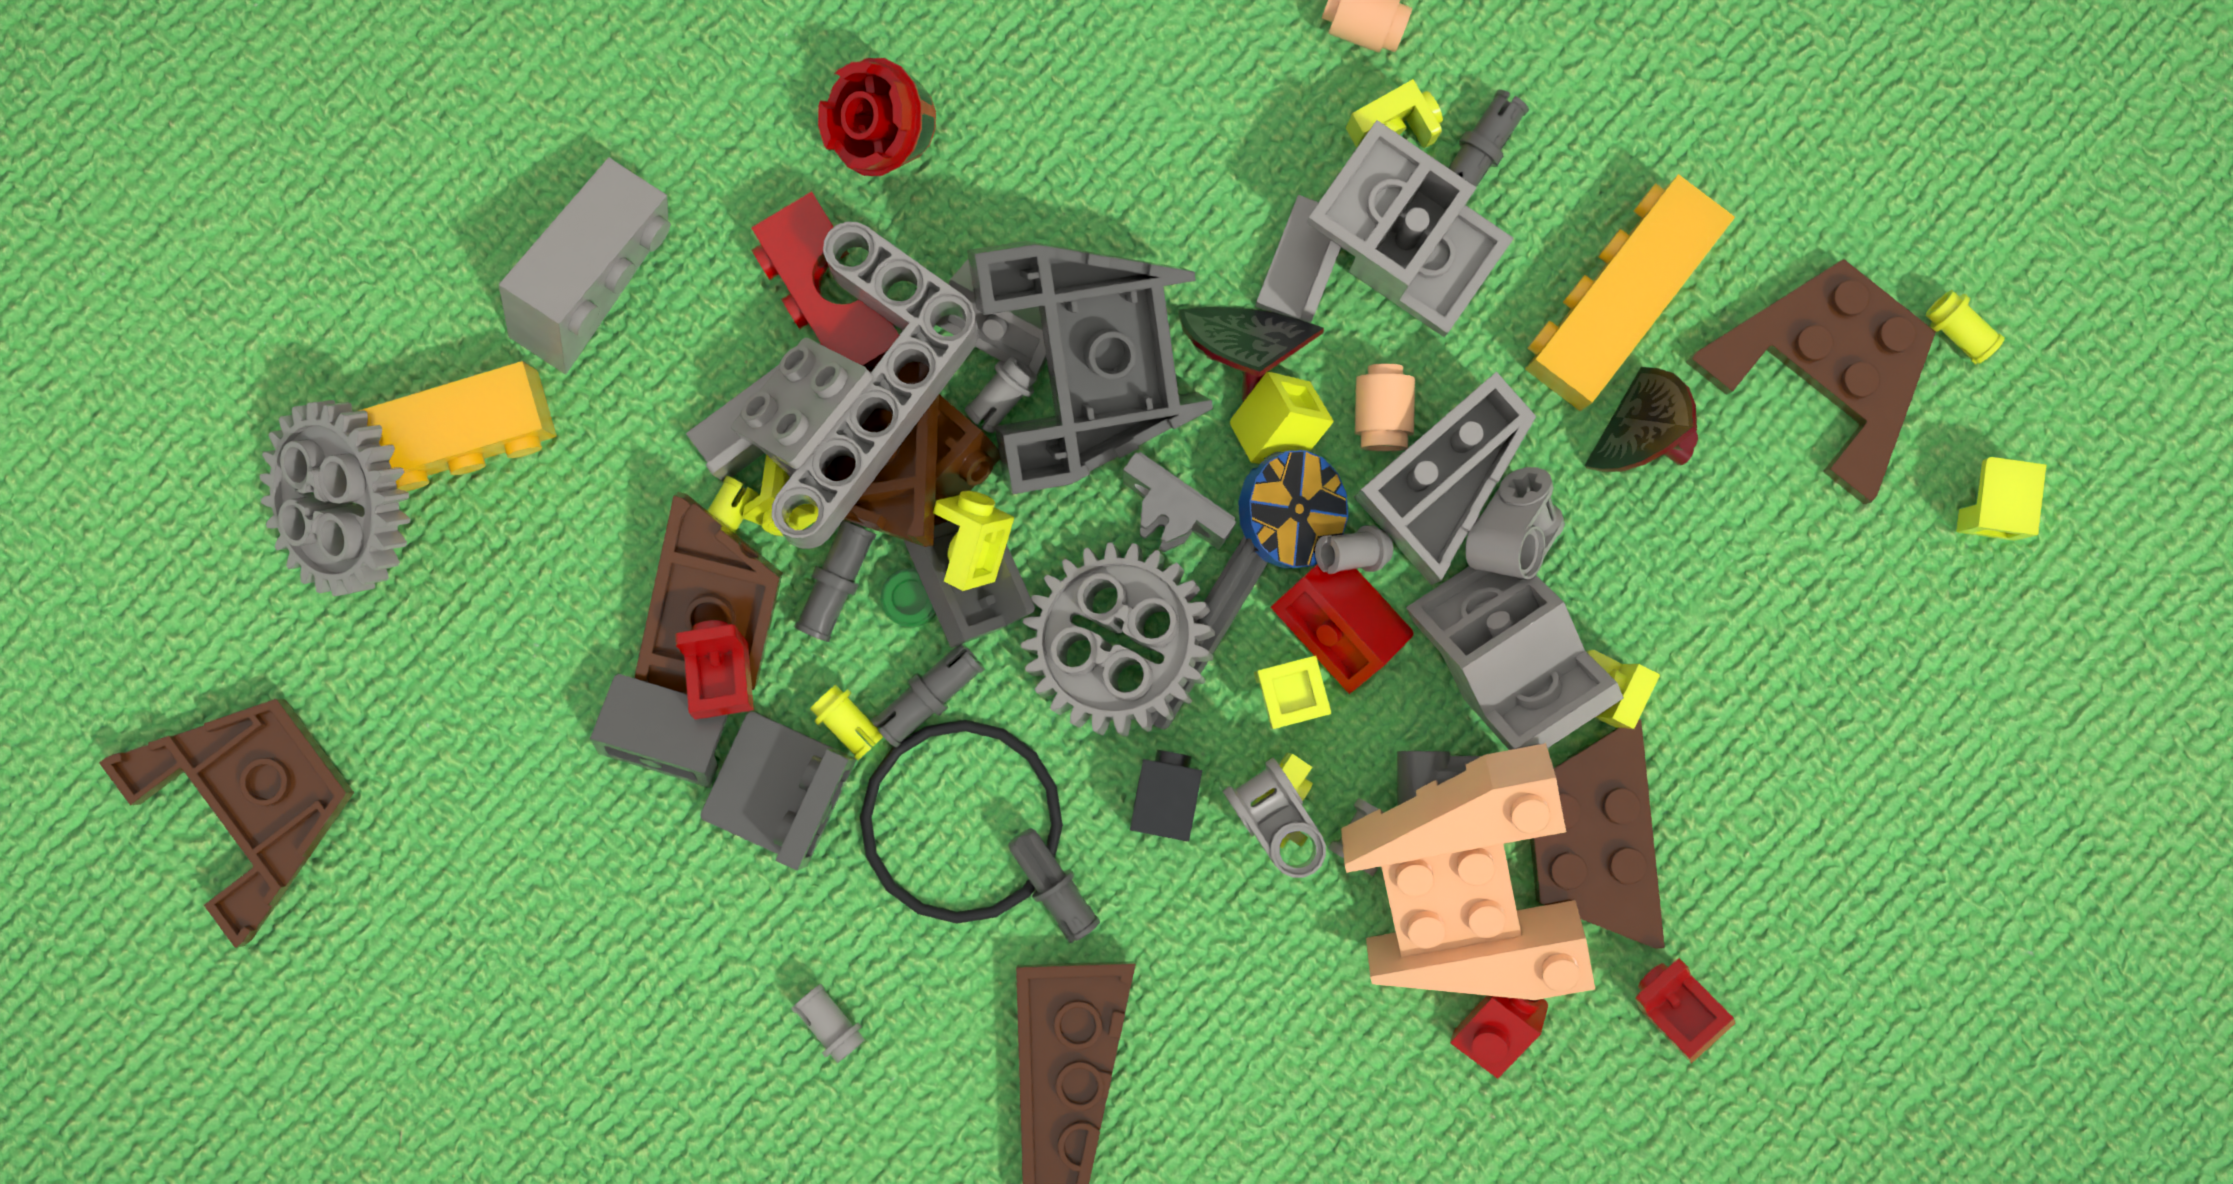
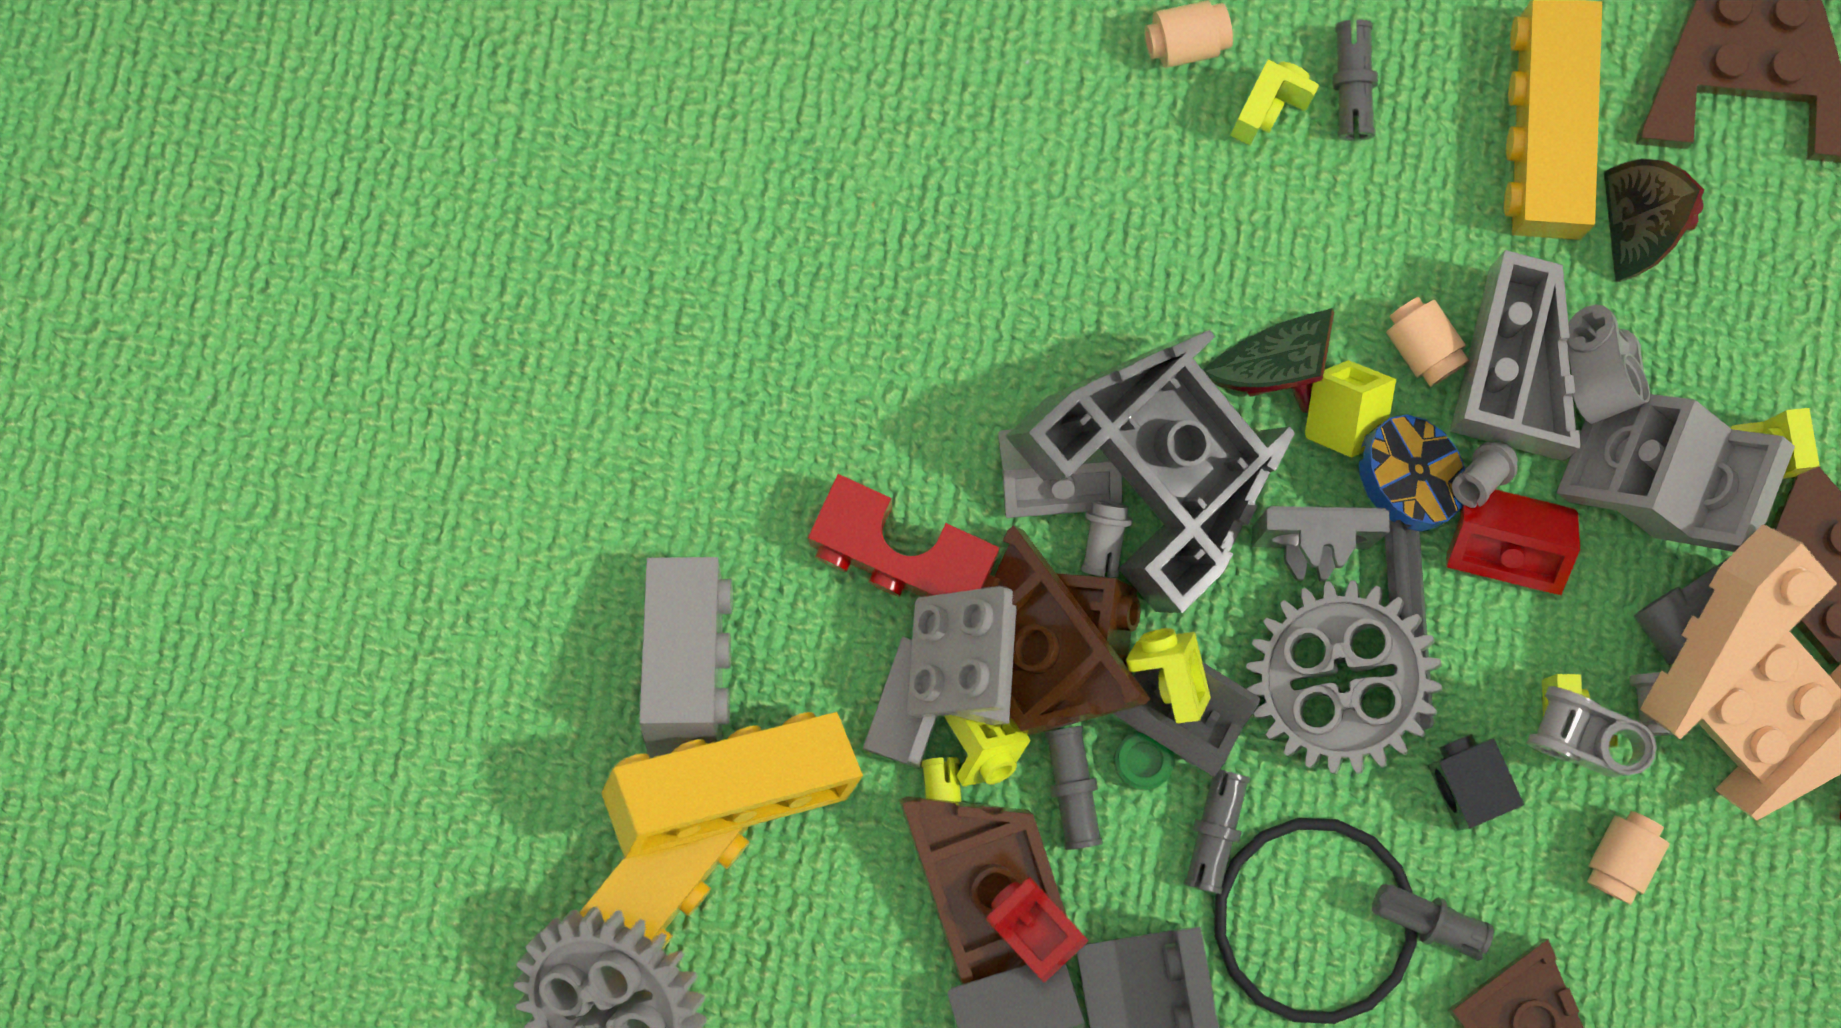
camera: 35 degrees left, 5 degrees down
(546, 385) = (730, 783): none -> yellow brick
(844, 720) = (1164, 900): neon yellow pin -> none
(876, 117) = (848, 378): red cone -> none
(905, 401) = (1029, 595): light grey beam -> none
(1250, 942) = (1627, 857): none -> light nougat brick
(1293, 692) = (1519, 622): neon yellow panel -> none
(1298, 267) = (1277, 261): light grey panel -> none
(1410, 228) = (1351, 181): light grey bracket -> none

